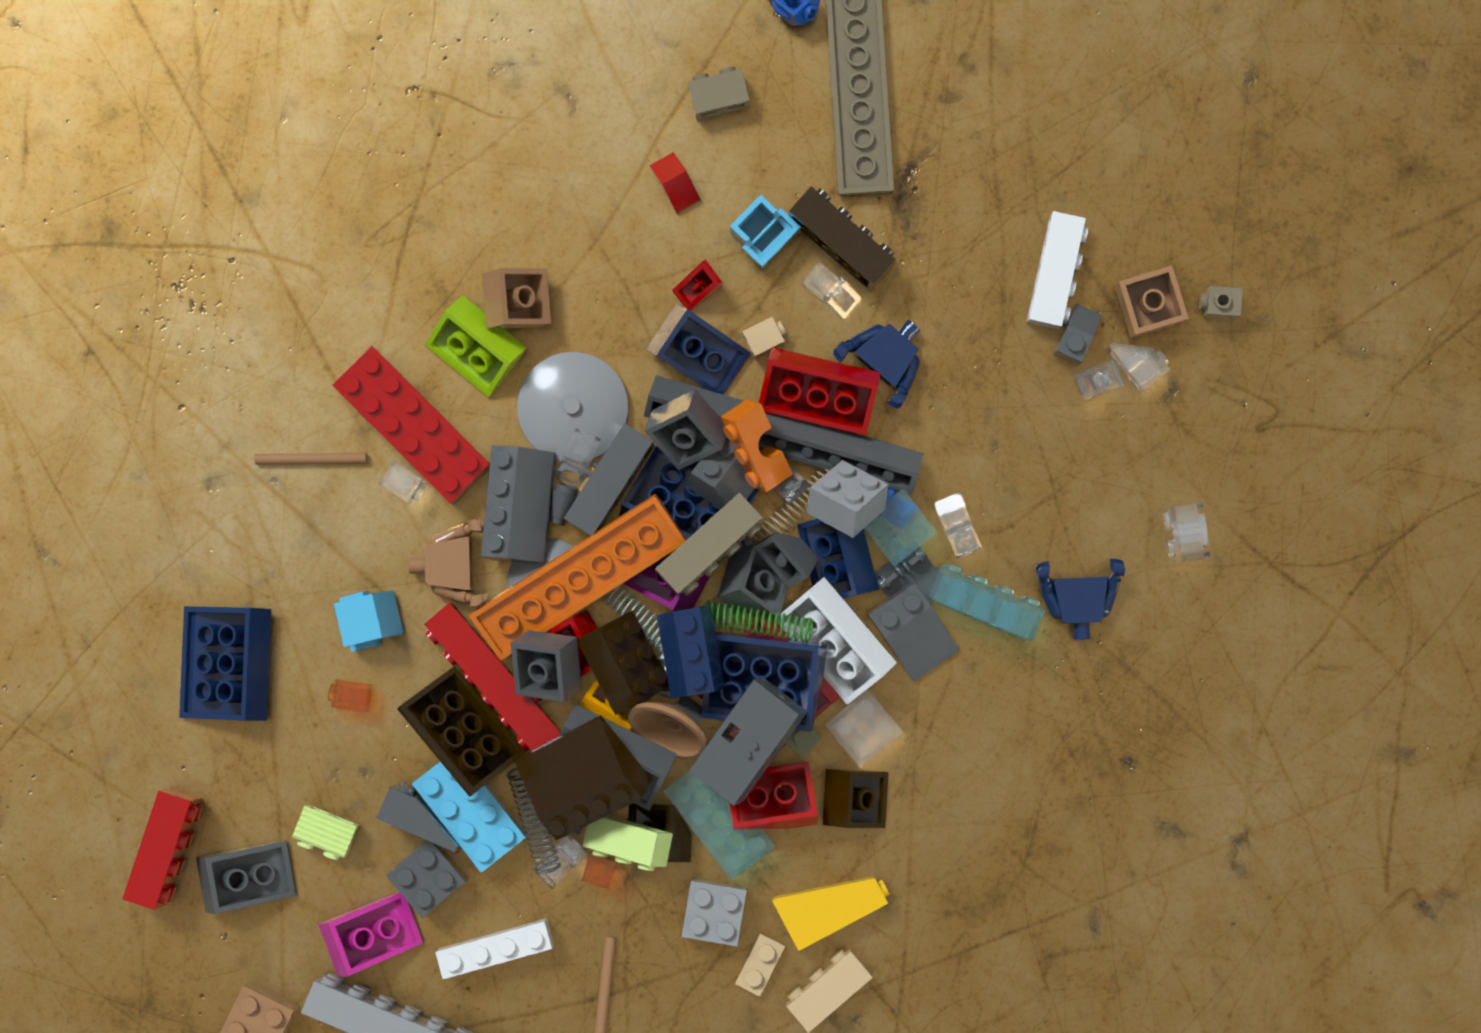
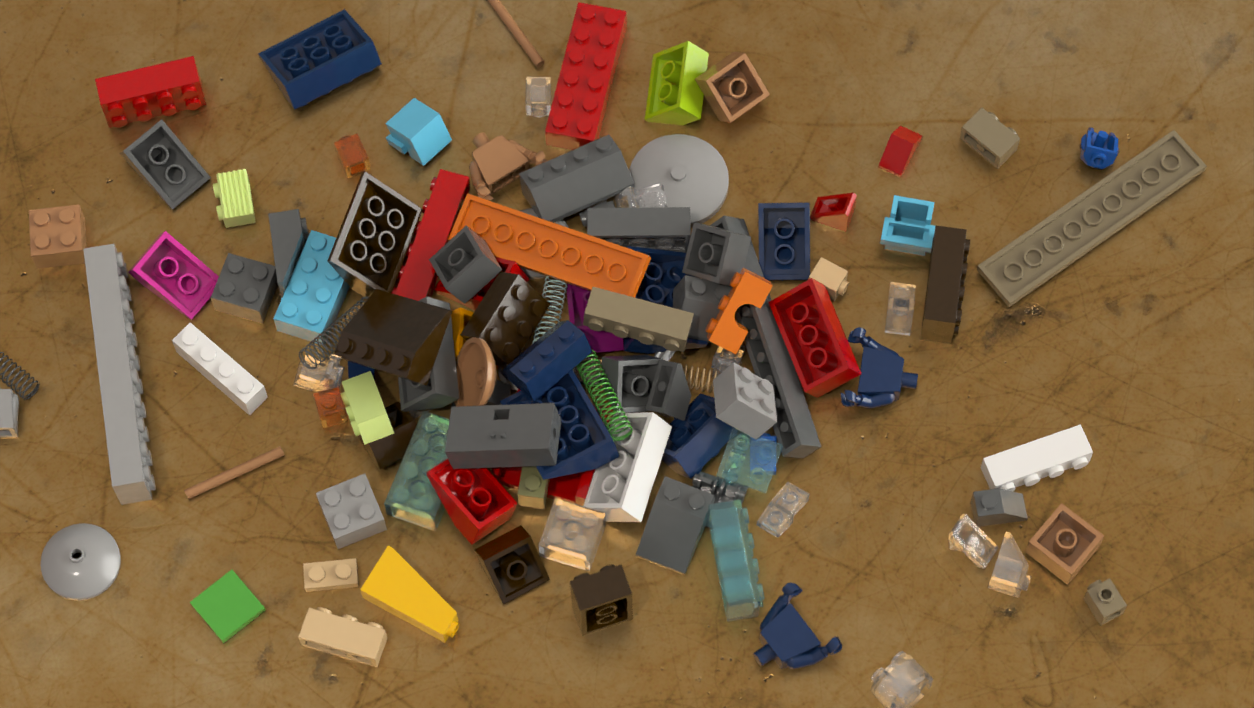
camera: 55 degrees right, 20 degrees down
(949, 746) = (601, 599): none -> dark brown brick

